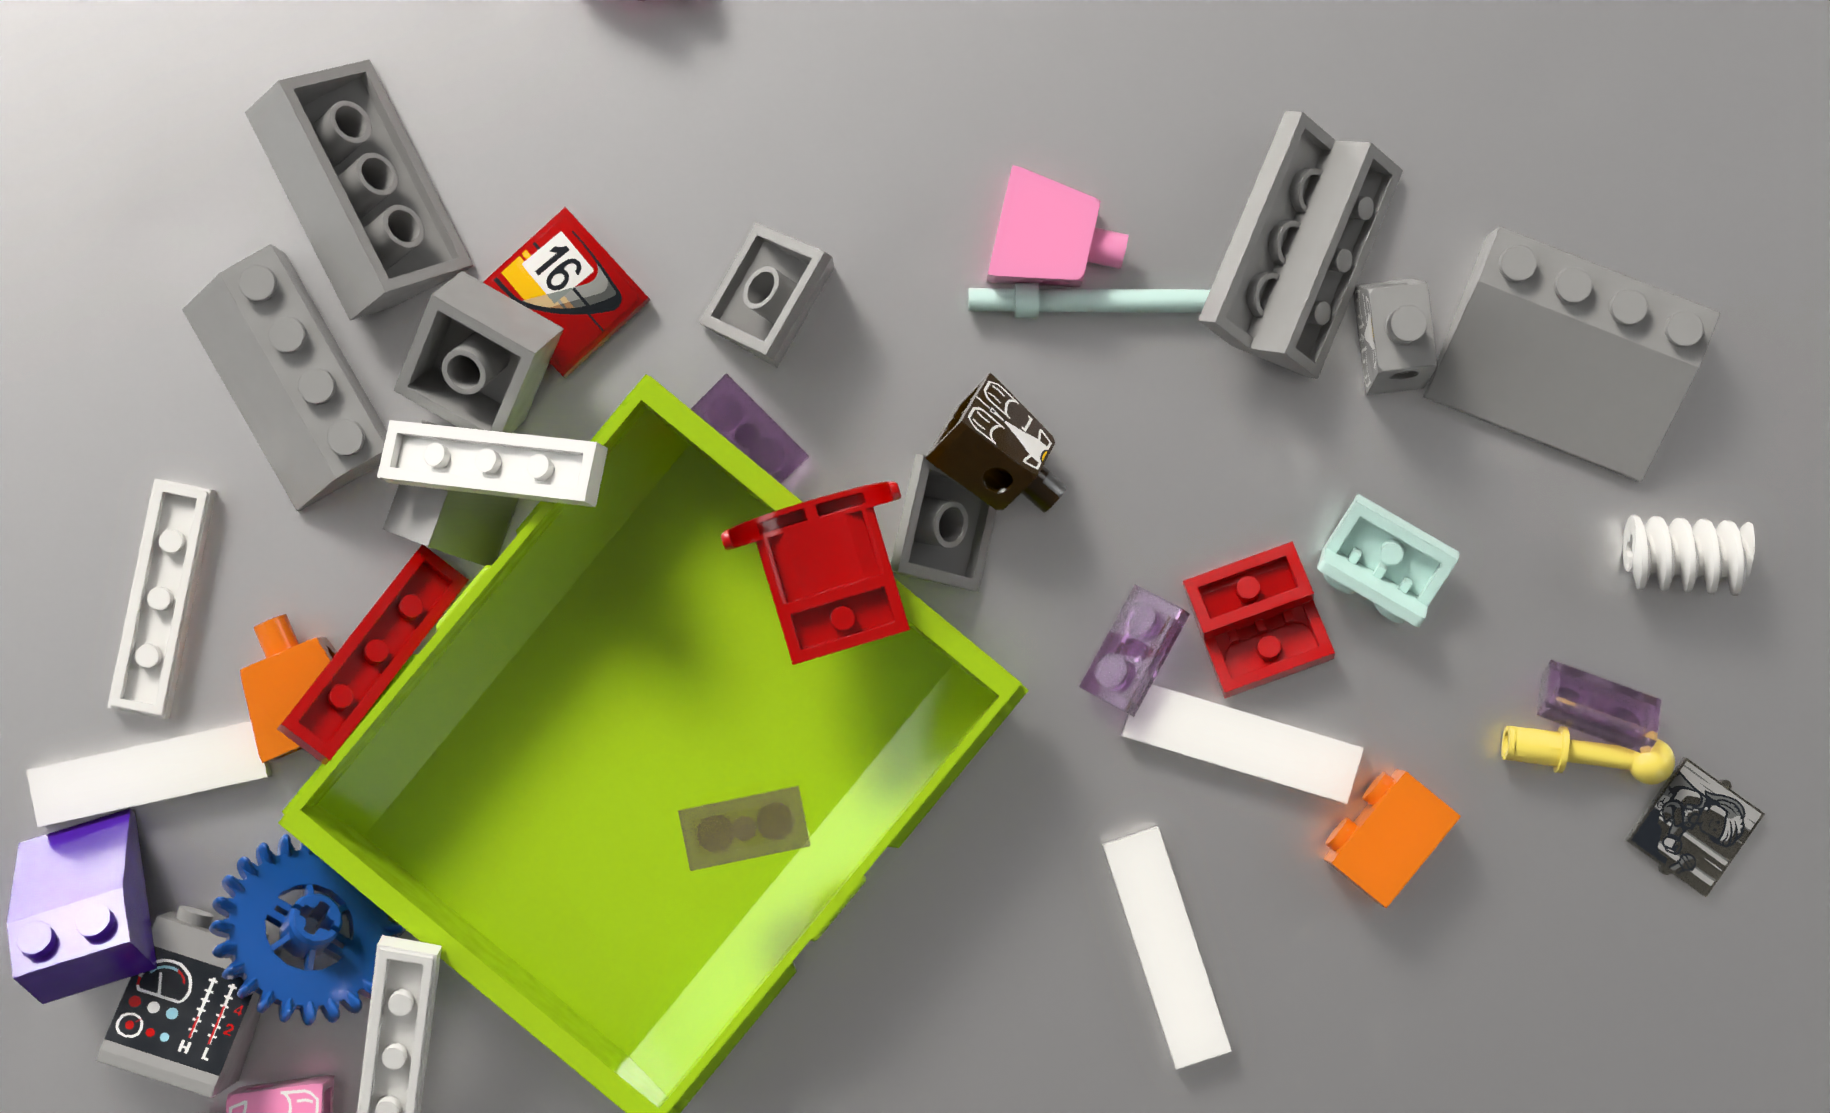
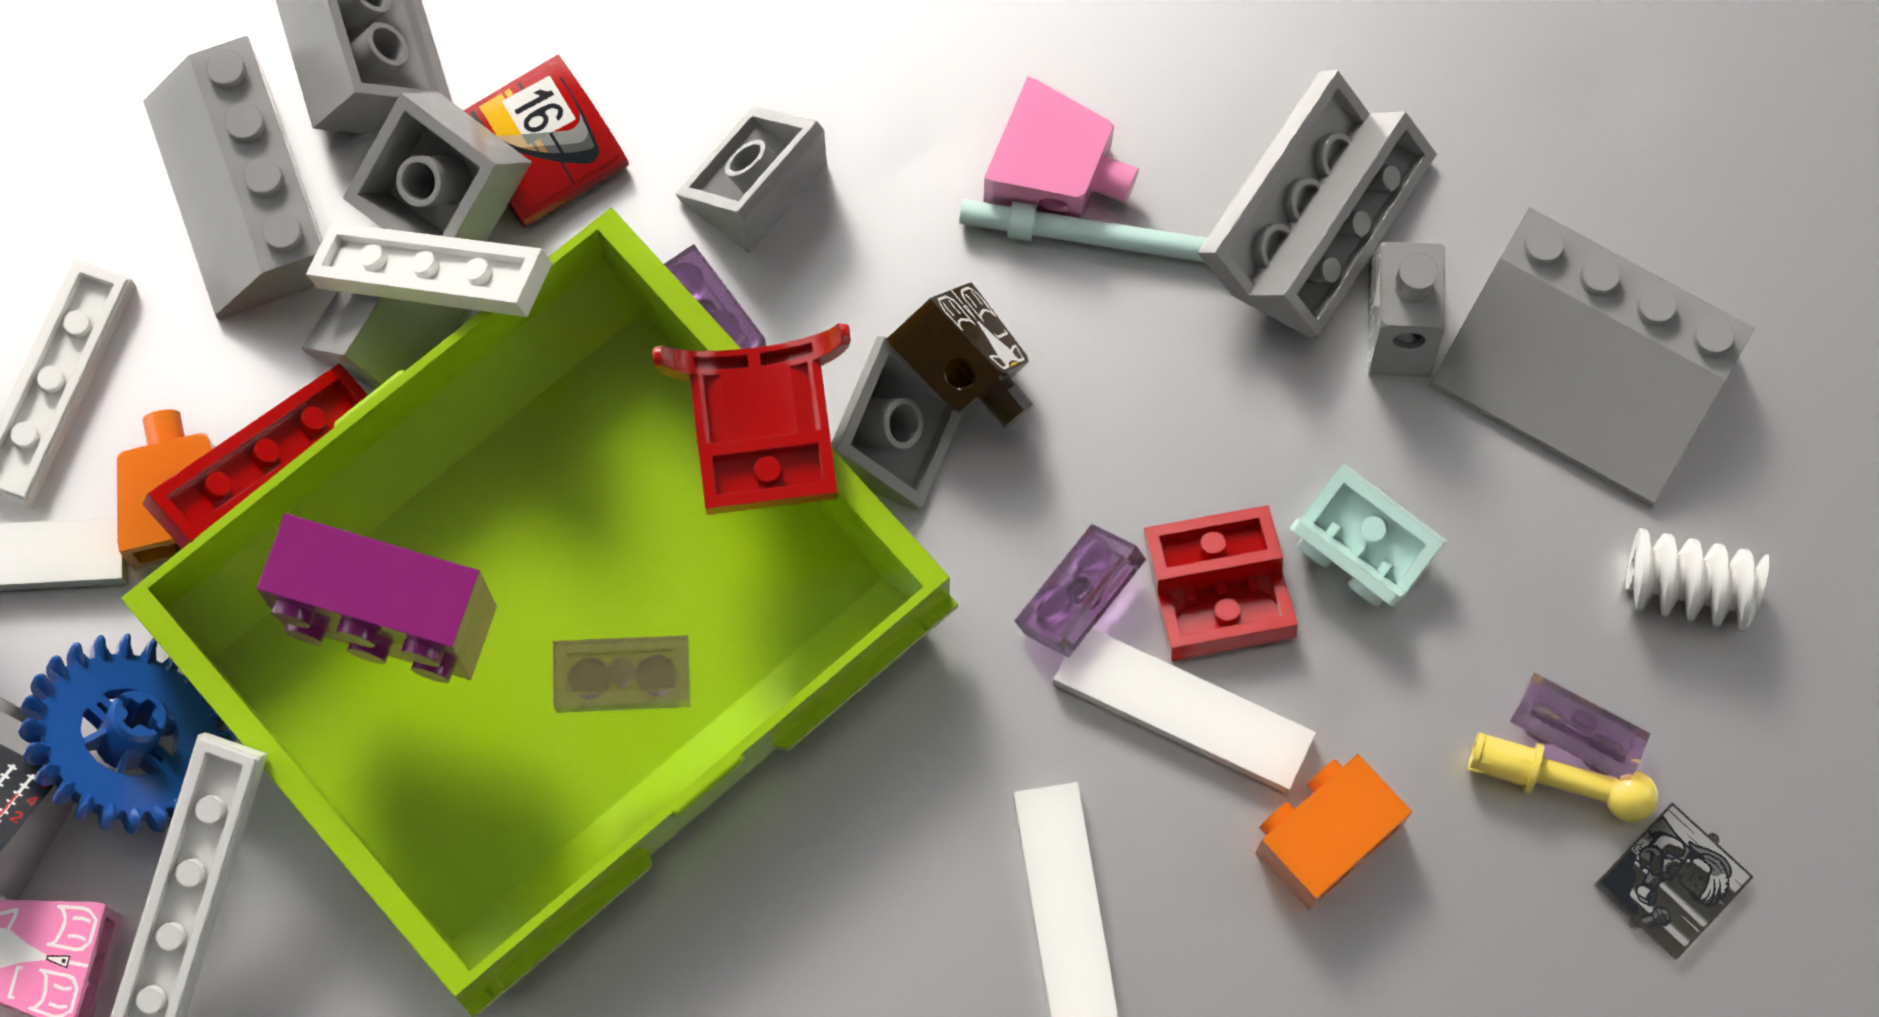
camera: 10 degrees right, 15 degrees down
(512, 807) = (377, 599): none -> magenta brick

